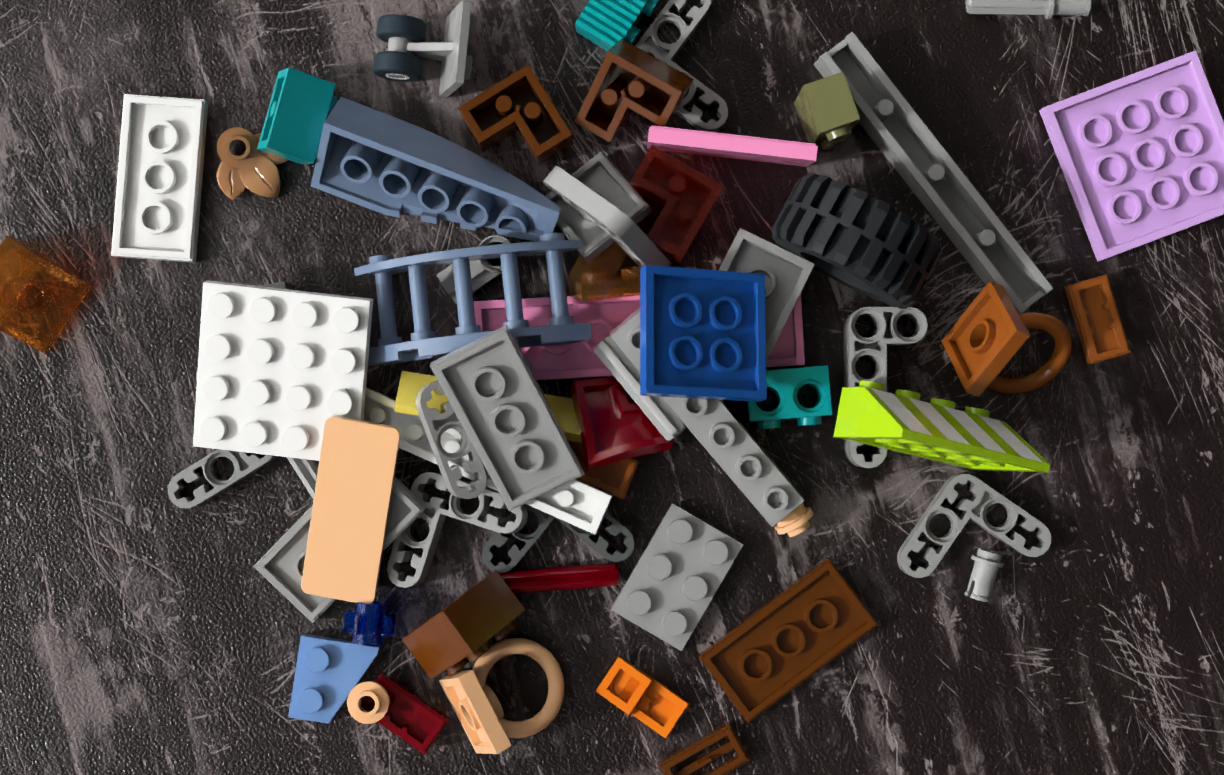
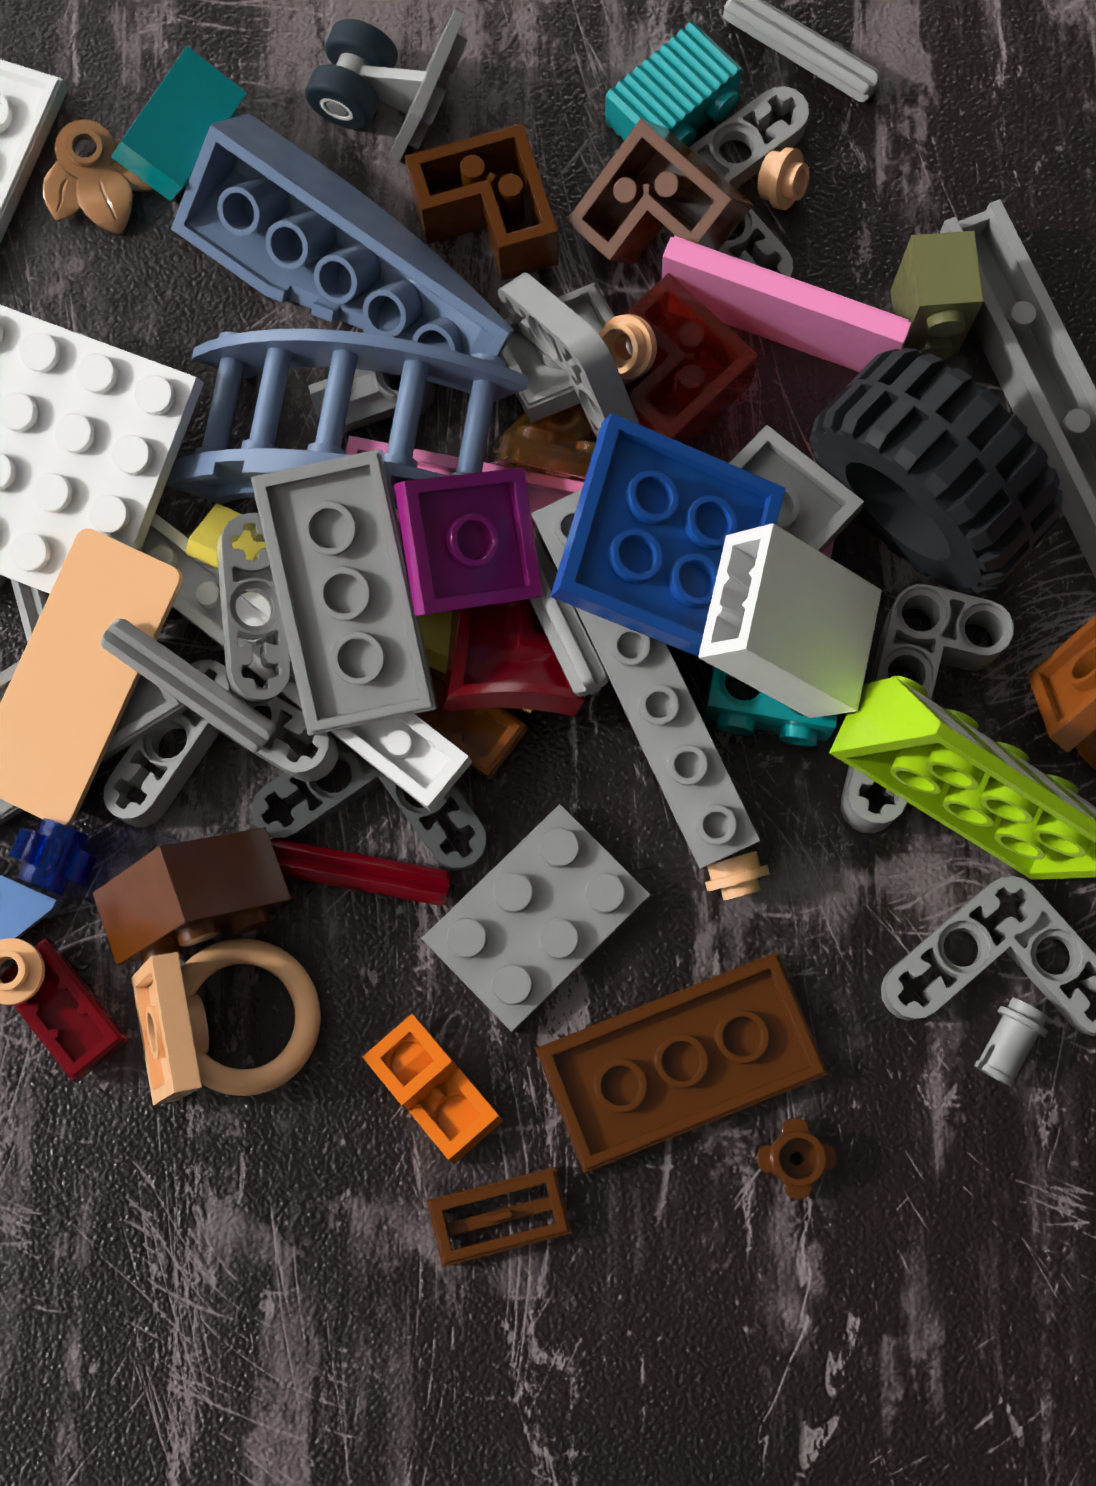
camera: 20 degrees right, 10 degrees down
(424, 500) = (187, 684): none -> light grey axle
(576, 366) = (468, 540): none -> magenta plate
(633, 209) = (643, 344): none -> light nougat plate
(706, 46) = (783, 178): none -> light nougat plate
(791, 366) = (790, 622): none -> white brick
(876, 689) = (816, 1158): none -> reddish brown plate

